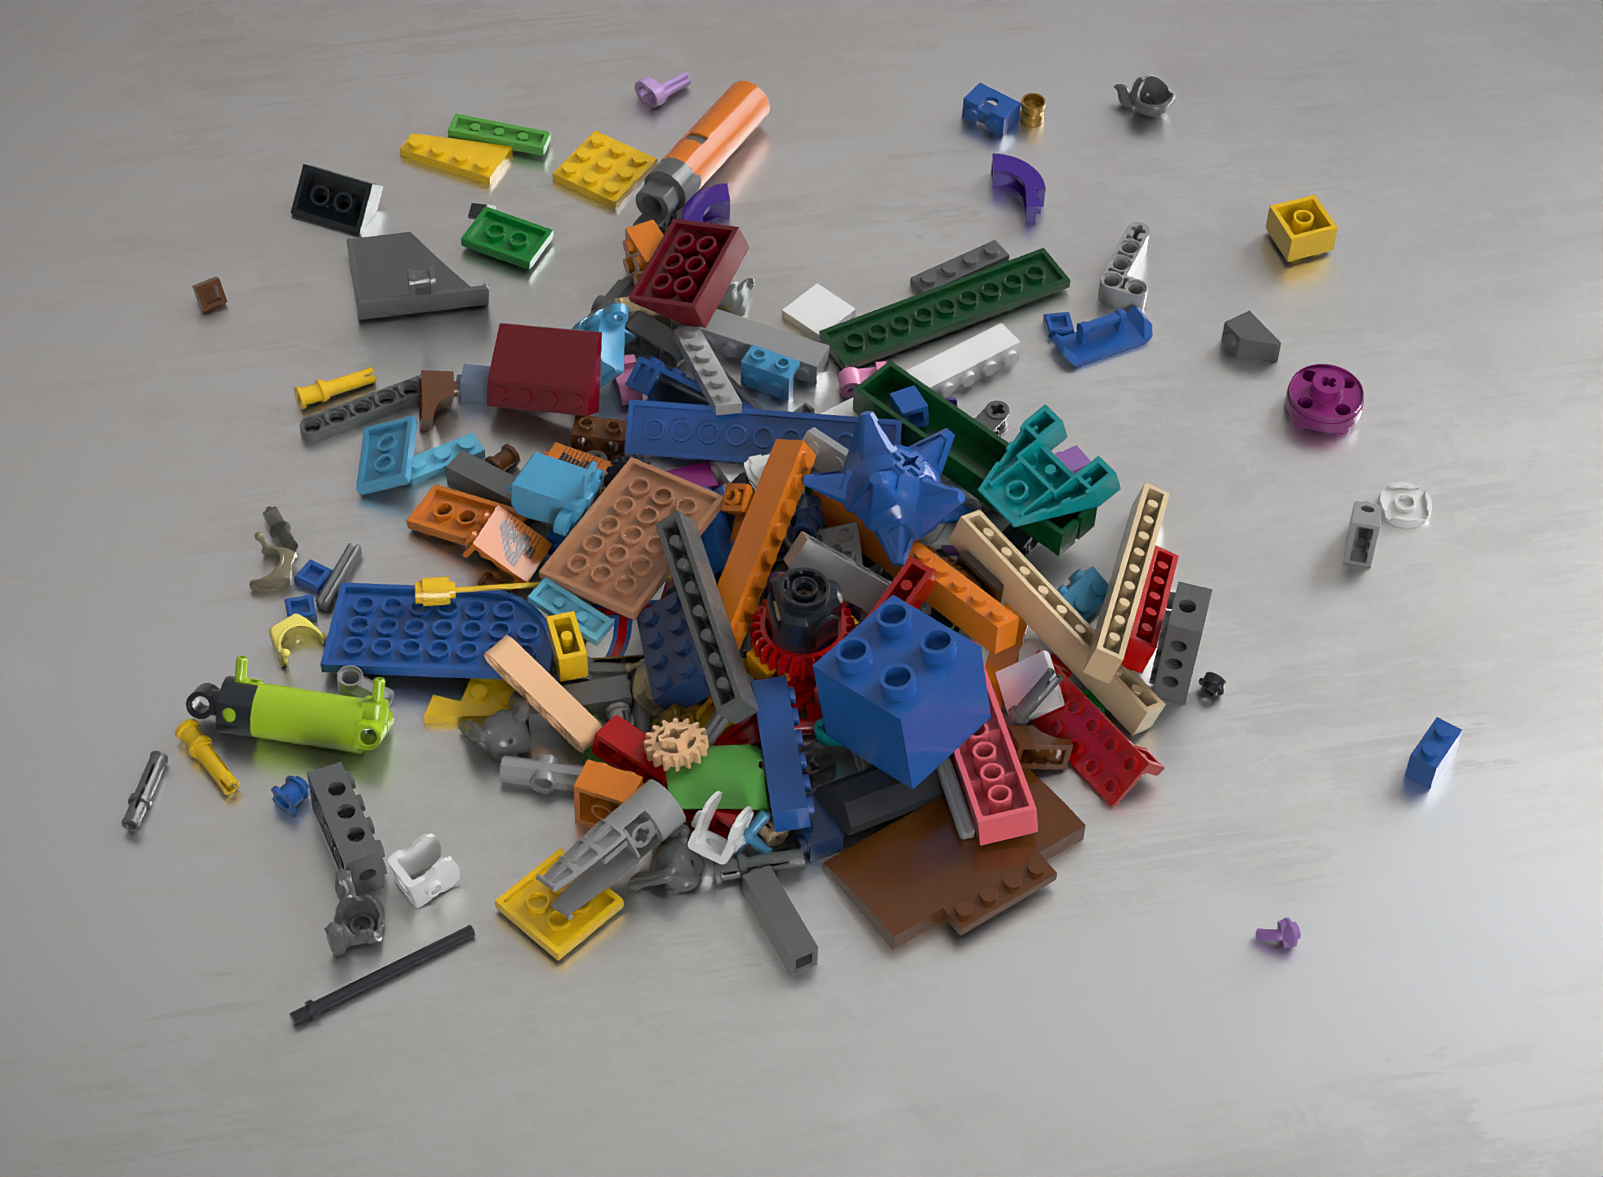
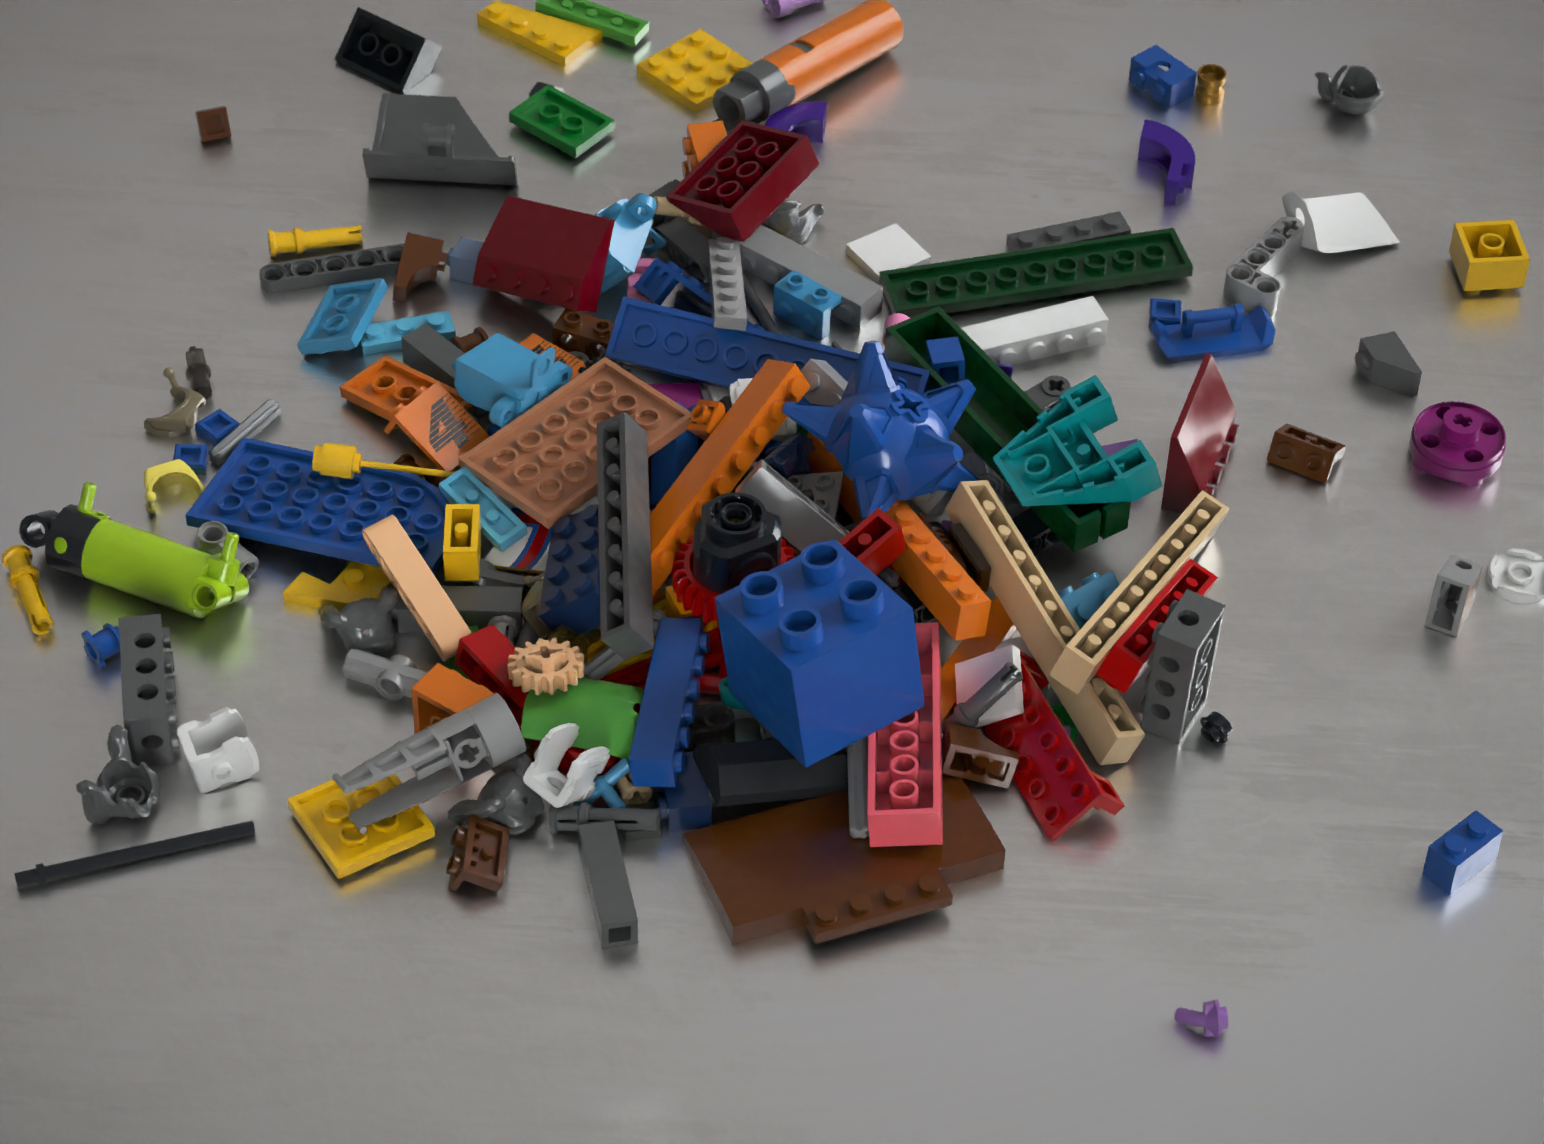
camera: 15 degrees right, 5 degrees down
(666, 916) = (478, 854): none -> reddish brown bracket
(1129, 438) = (1200, 439): none -> dark red slope
(1173, 218) = (1339, 222): none -> white piece
(1208, 429) = (1304, 452): none -> reddish brown bracket

